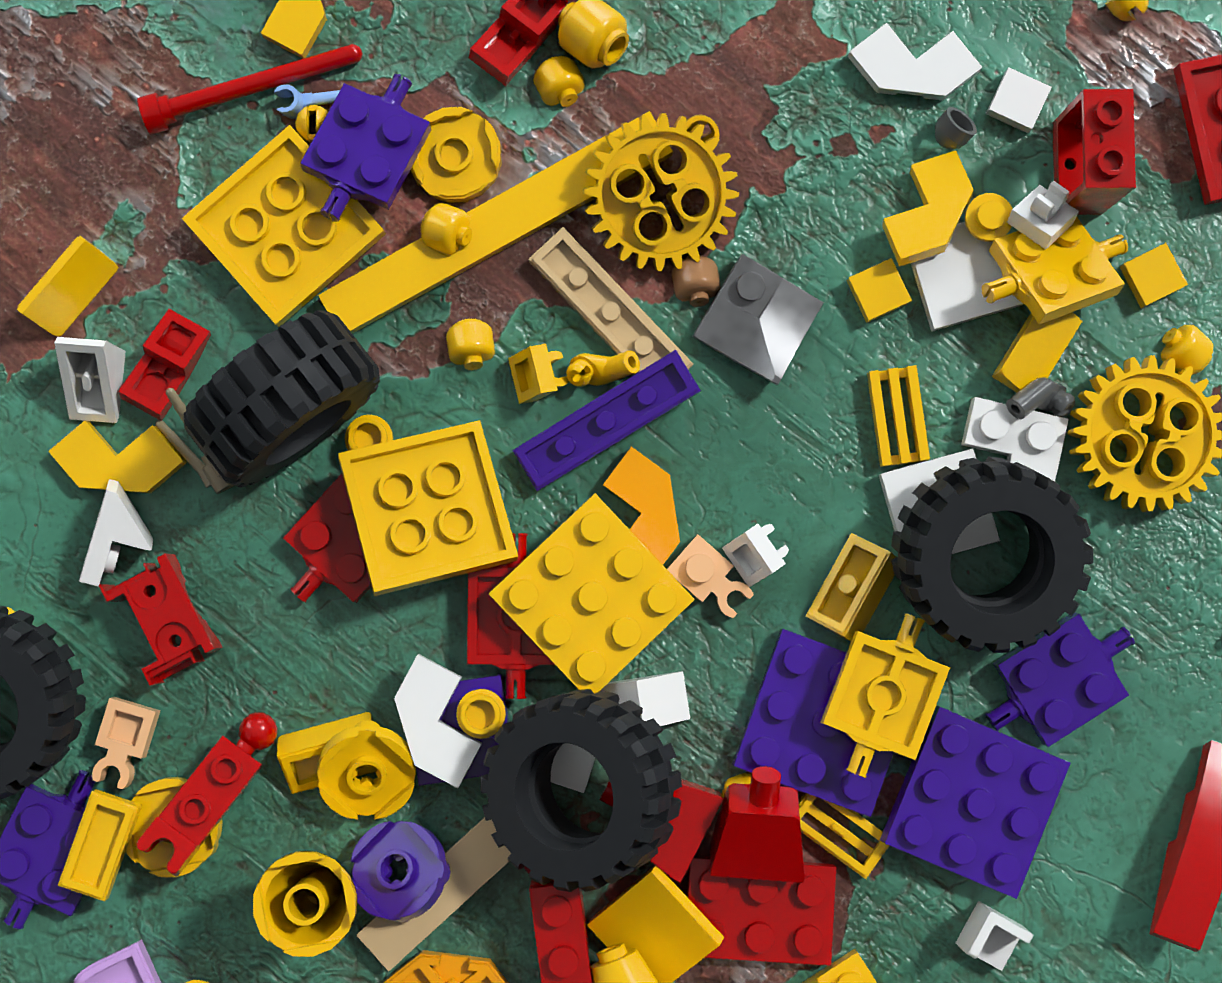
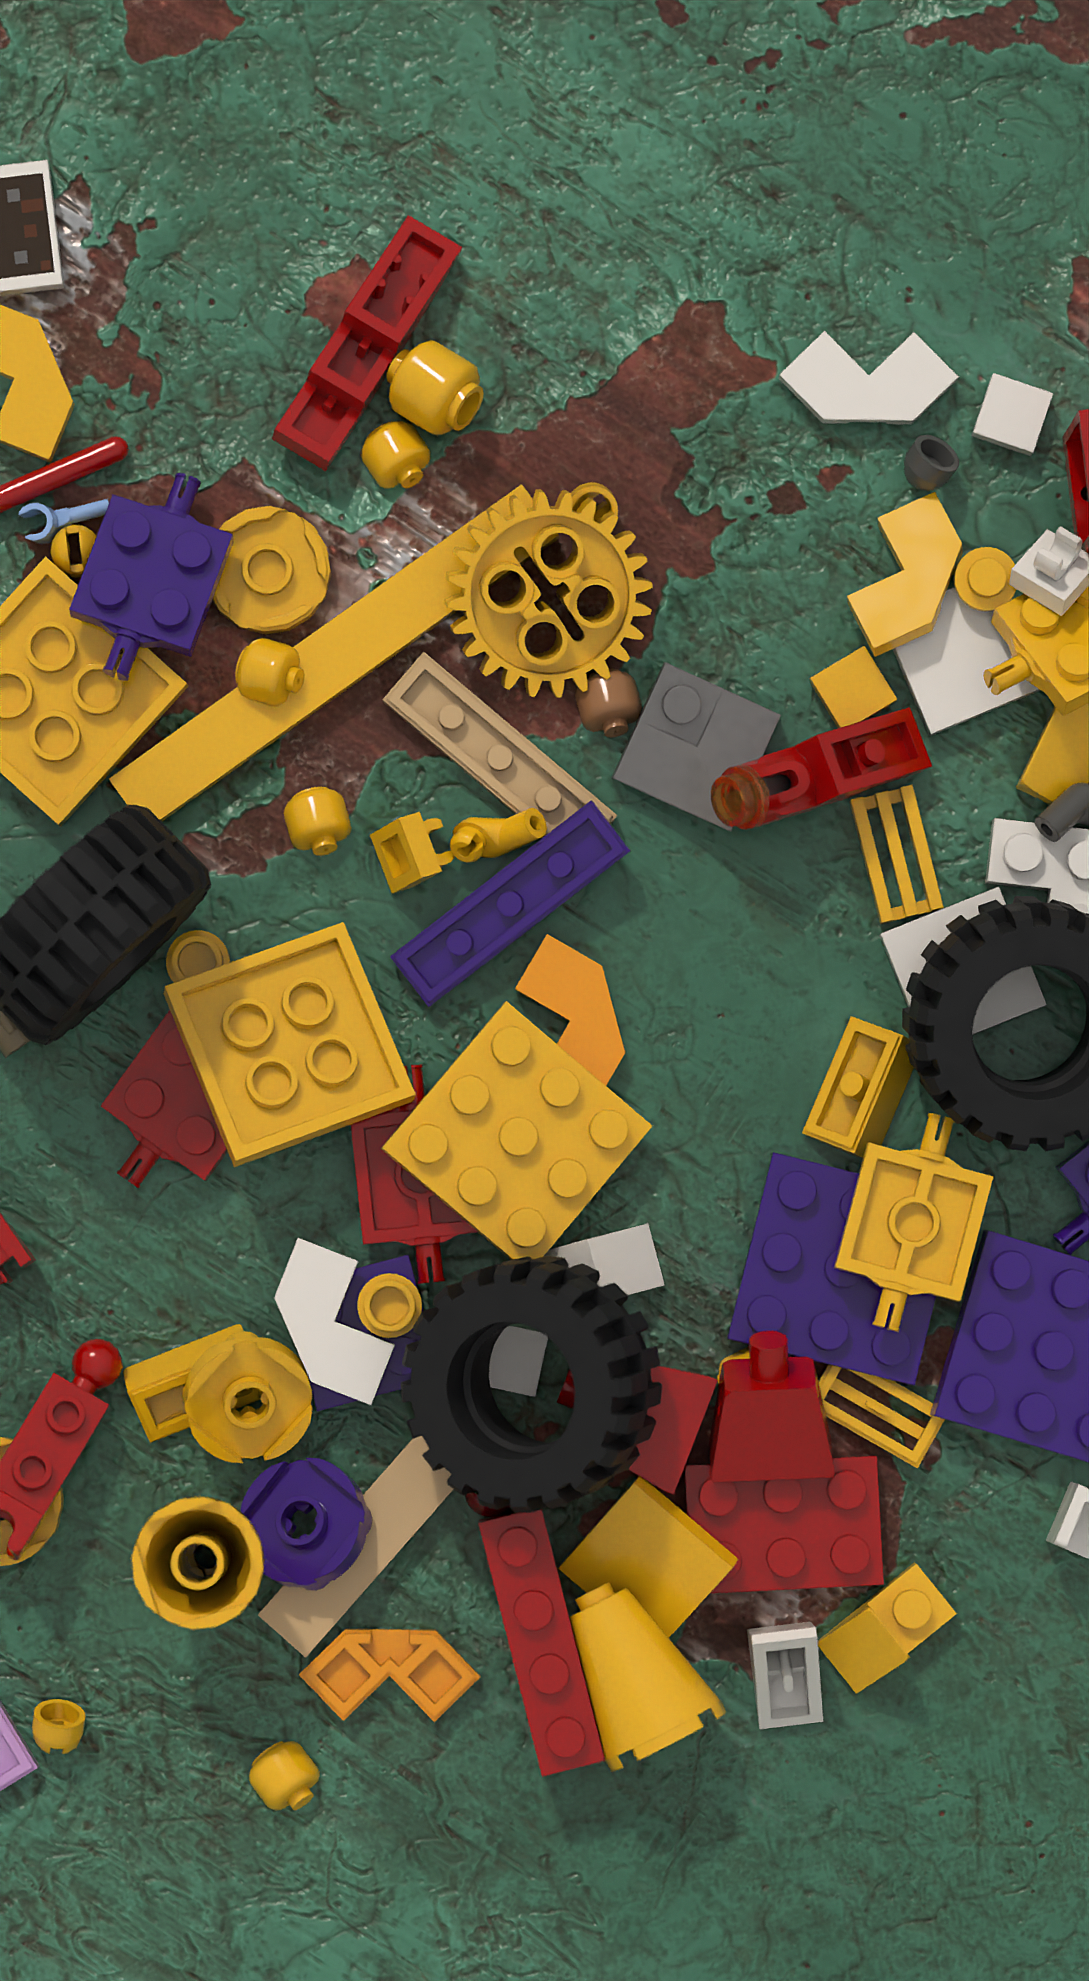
camera: 10 degrees left, 0 degrees up
(704, 571) = (661, 1088): light nougat plate -> none
(755, 554) = (725, 1058): white tile -> none
(849, 346) = (820, 771): none -> red plate

